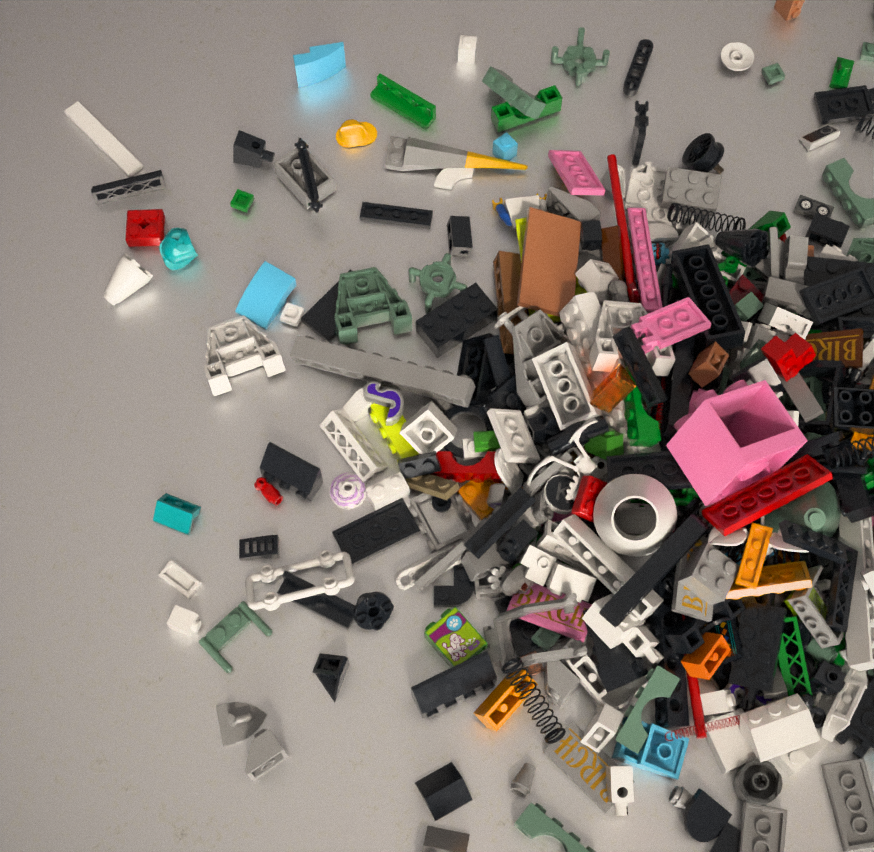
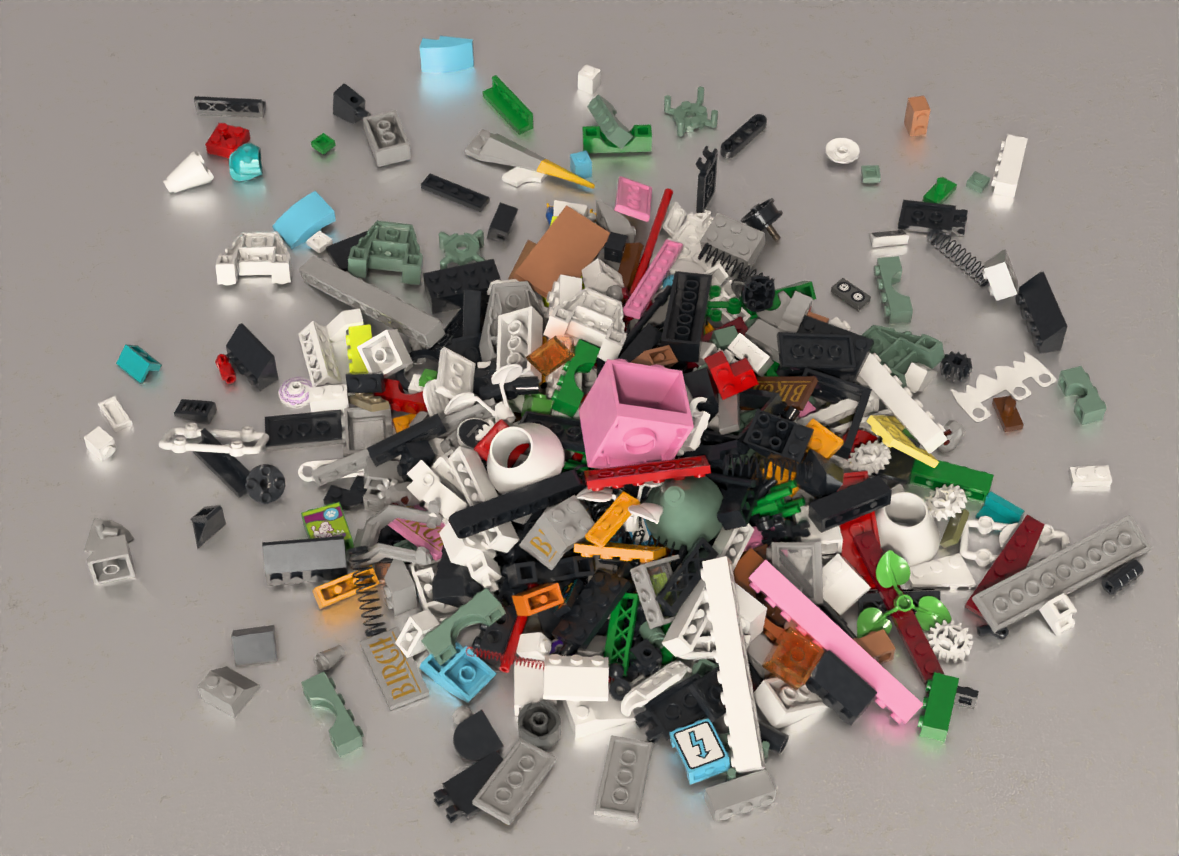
camera: 20 degrees right, 15 degrees down
(103, 139) = (229, 65): white tile -> none
(228, 629) = (135, 464): sand green plate -> none
(308, 175) = (387, 134): black wheel -> none
(355, 133) = (452, 119): yellow piece -> none
(387, 397) = (363, 321): light grey animal -> none
(441, 505) = (372, 421): black plate -> none
(620, 777) = (409, 682): white torso -> none
(640, 367) = (586, 341): black fence -> none
(670, 324) = (631, 319): bright pink tile -> none
(773, 260) = (776, 303): light grey tile -> none
(813, 541) = (666, 517): black plate -> none
(827, 231) = (852, 312): black brick -> none

